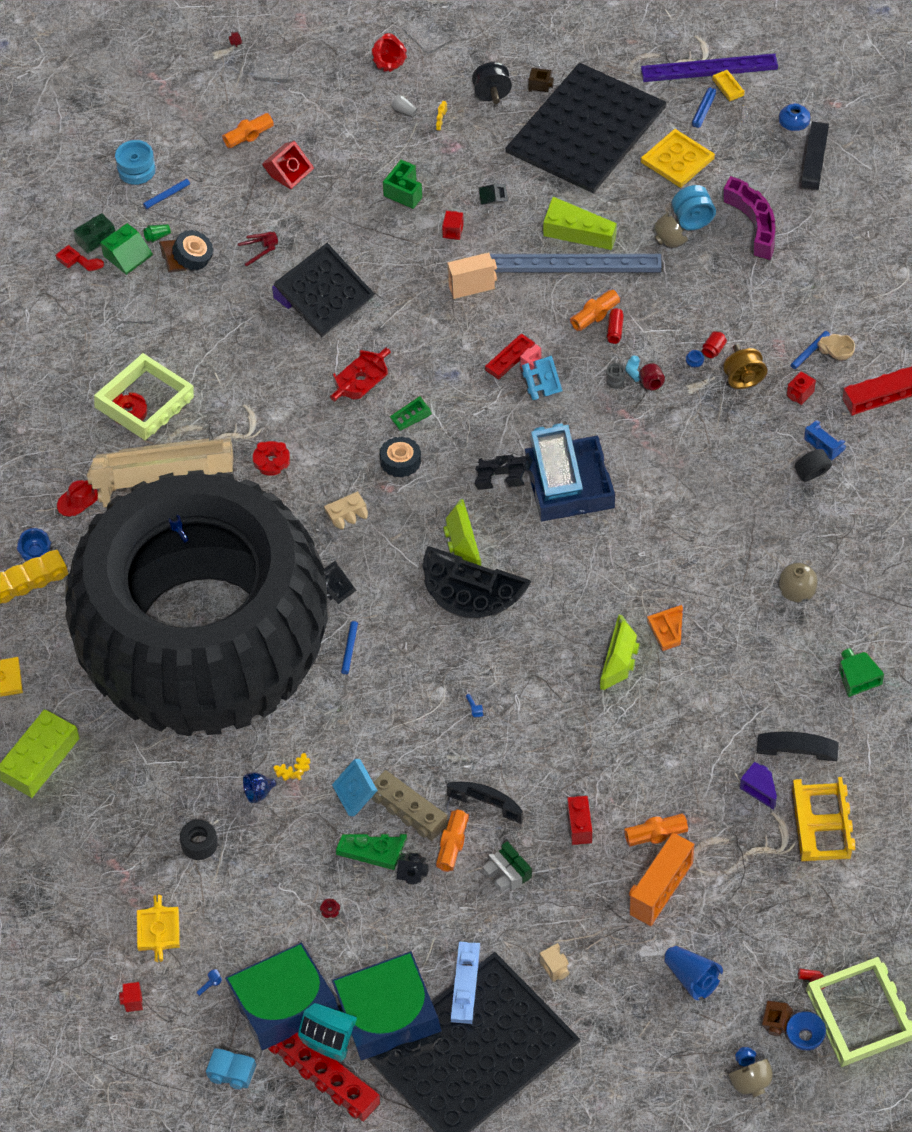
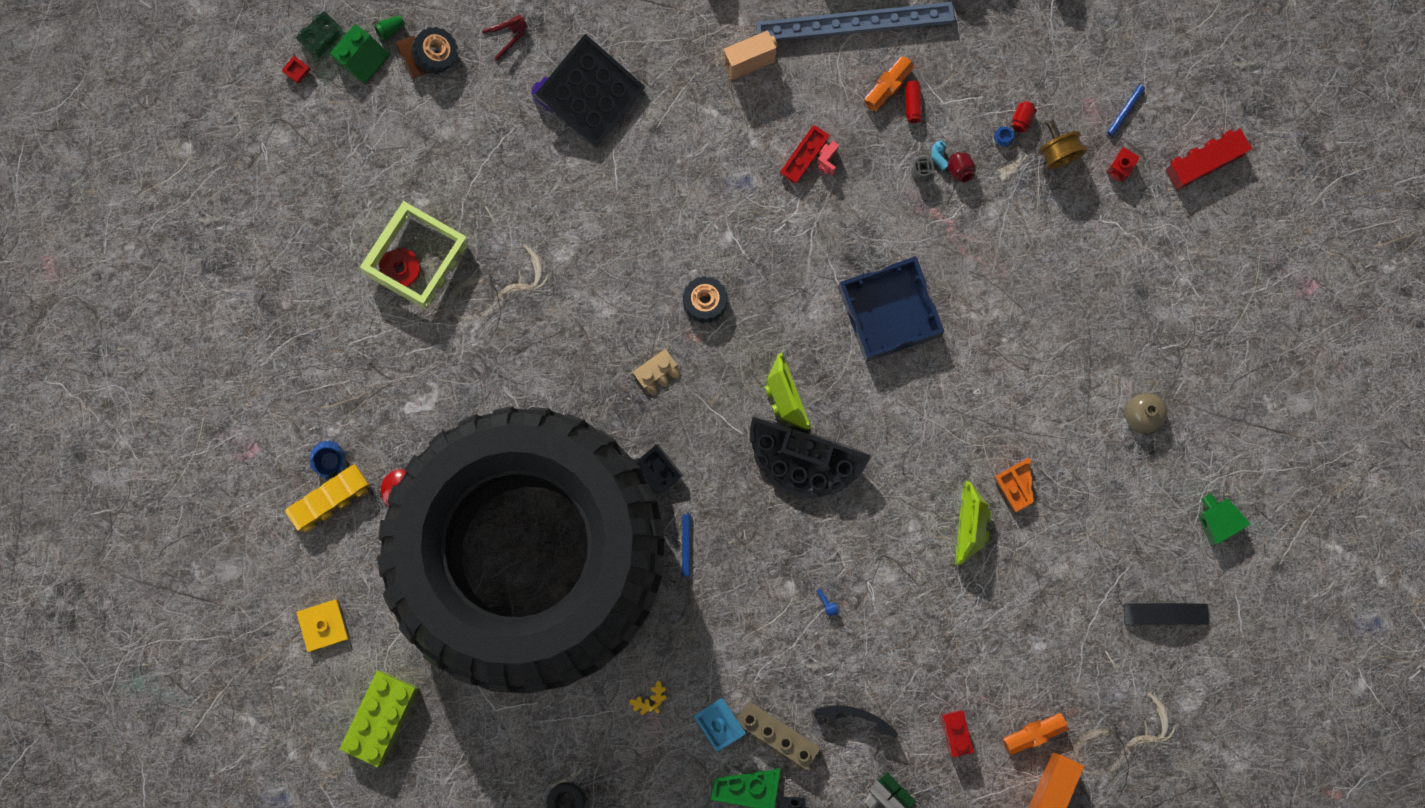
camera: 10 degrees left, 25 degrees up
(77, 498) = (363, 389): red piece -> none
(92, 264) = (323, 77): red arm -> none
(147, 463) = (456, 400): tan door -> none
(177, 526) = (493, 499): clear blue hand -> none
(257, 786) = (617, 731): clear blue helmet -> none
(268, 449) = (573, 321): red plate -> none
(369, 365) = (651, 182): red plate -> none
(412, 406) = (718, 241): green slope -> none
(452, 840) = (828, 771): orange piece -> none
(514, 467) = (832, 306): black piece -> none
(546, 375) = (850, 181): dark azure plate -> none
(556, 461) = (876, 296): window -> none
(759, 784) = (1135, 667): dark purple slope -> none
(808, 823) = (1187, 703): yellow window -> none
(813, 465) = (1147, 265): black tyre -> none
(822, 440) = (1154, 229): blue hinge -> none
(838, 346) = (1157, 106): tan hair -> none

